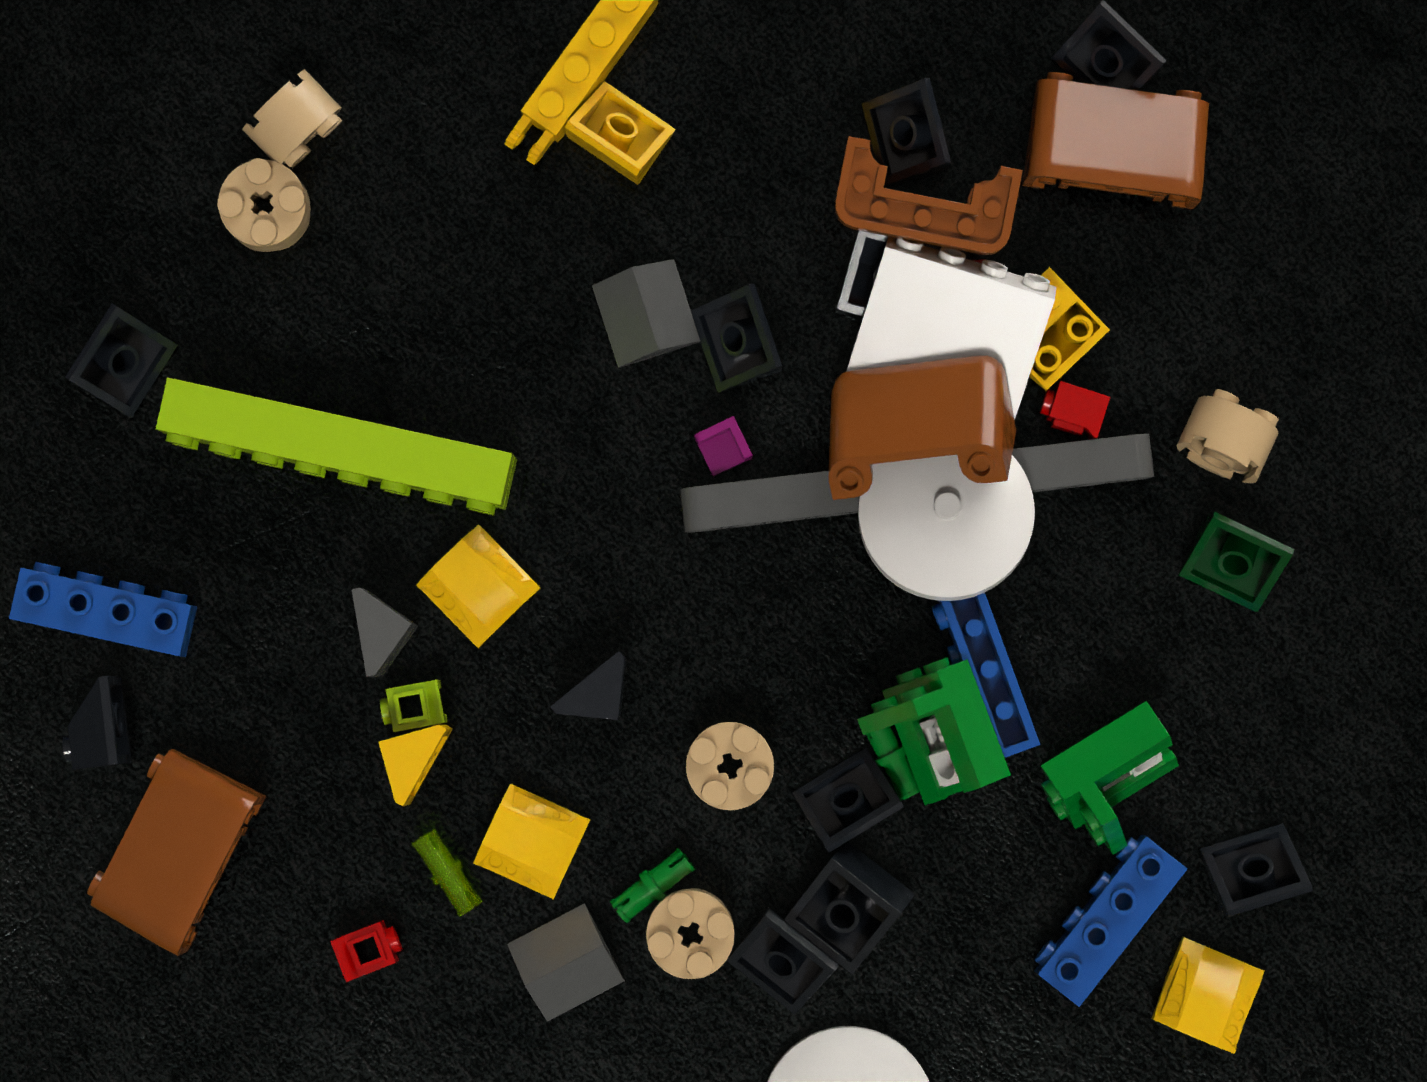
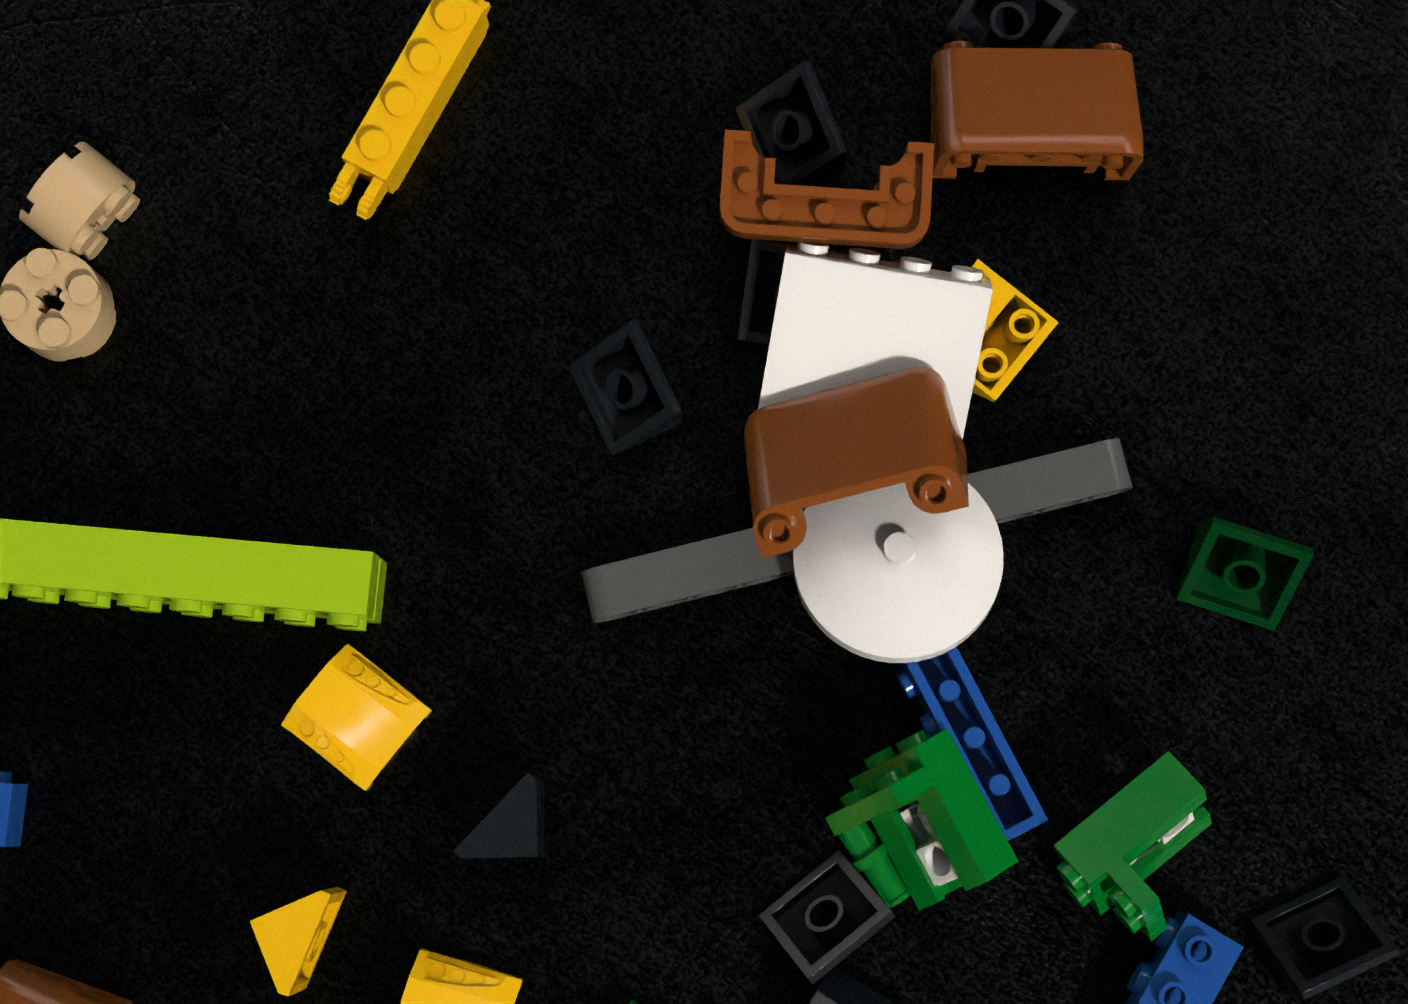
camera: 10 degrees left, 5 degrees down
(381, 631) = (242, 787): dark grey slope -> none
(430, 703) = (313, 865): lime window -> none
(619, 132) = (459, 173): yellow slope -> none
(645, 312) = (516, 373): dark grey slope -> none
(716, 787) = (666, 921): tan brick -> none
(723, 446) = (625, 516): magenta panel -> none
(1075, 409) = (1029, 421): red window -> none
(1228, 436) = (1214, 429): tan brick -> none

